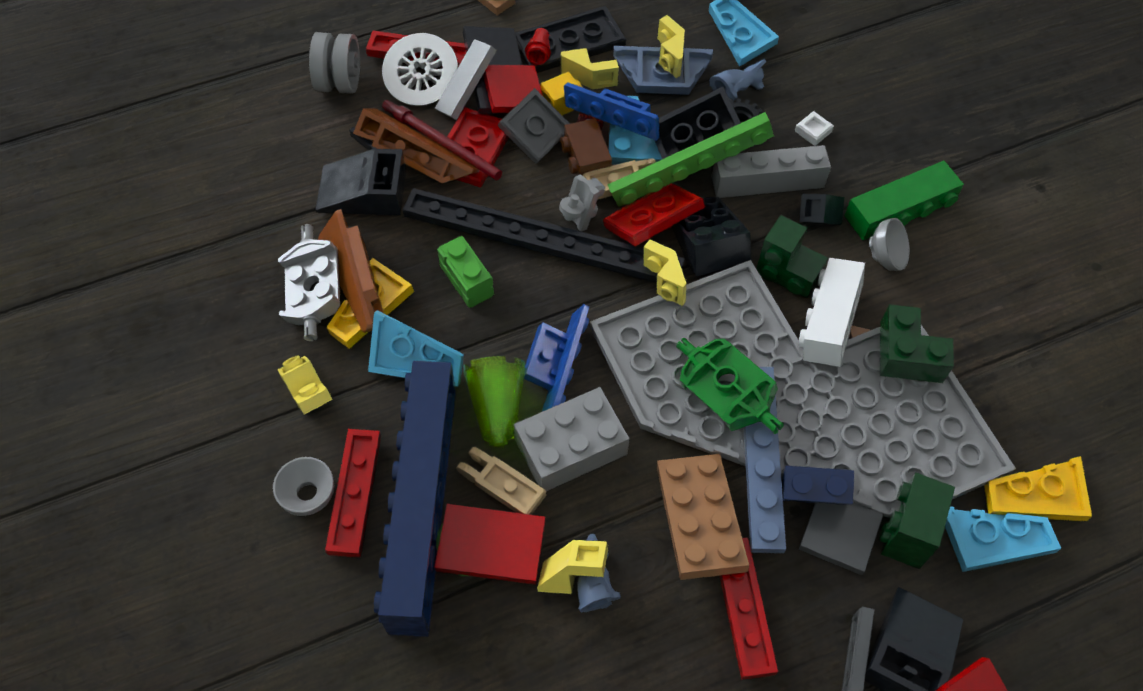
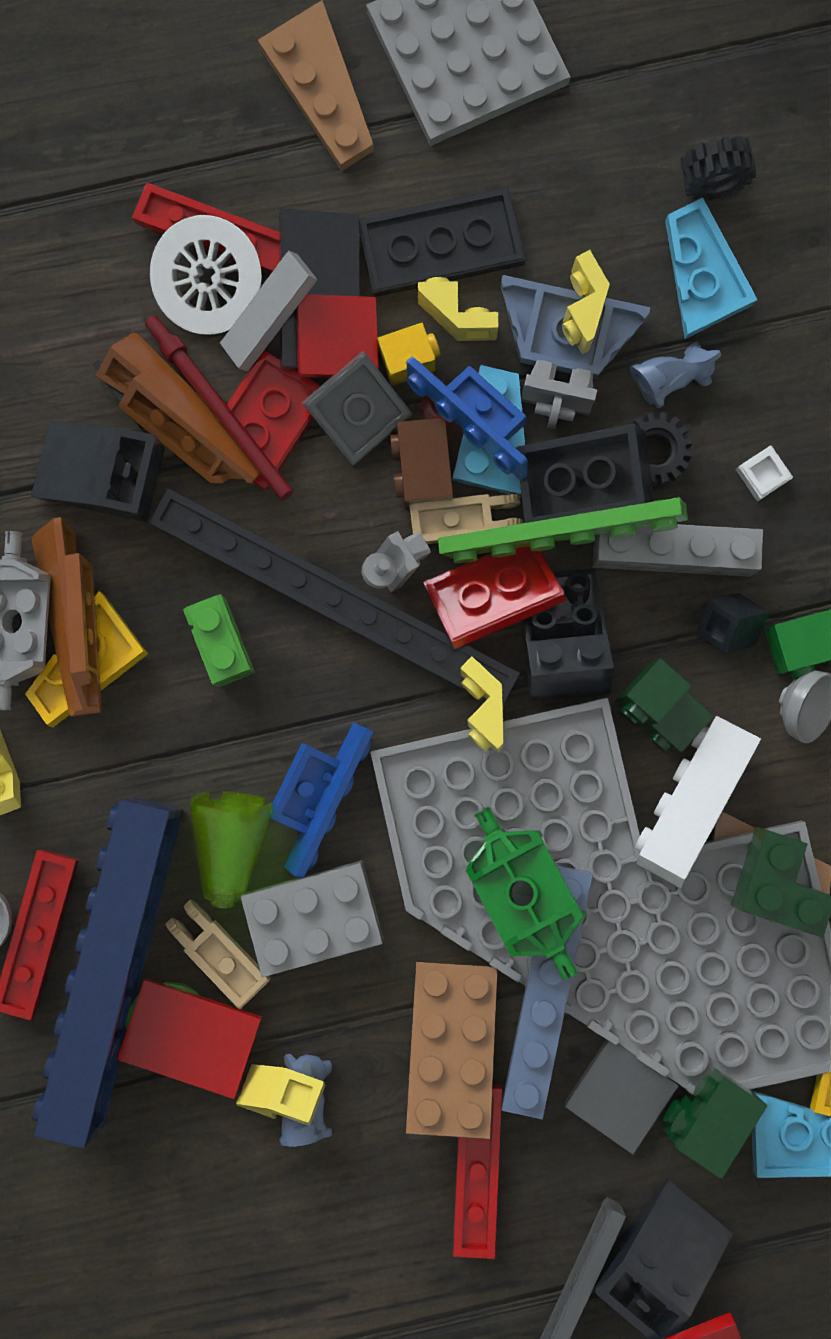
camera: 15 degrees right, 25 degrees up
(334, 62) = (79, 247): light grey wheel -> none
(398, 345) = (129, 757): medium azure wing -> none
(538, 48) = (387, 265): red cone -> none
(666, 100) = (559, 398): none -> light grey hips
(818, 485) = (602, 1051): dark blue brick -> none

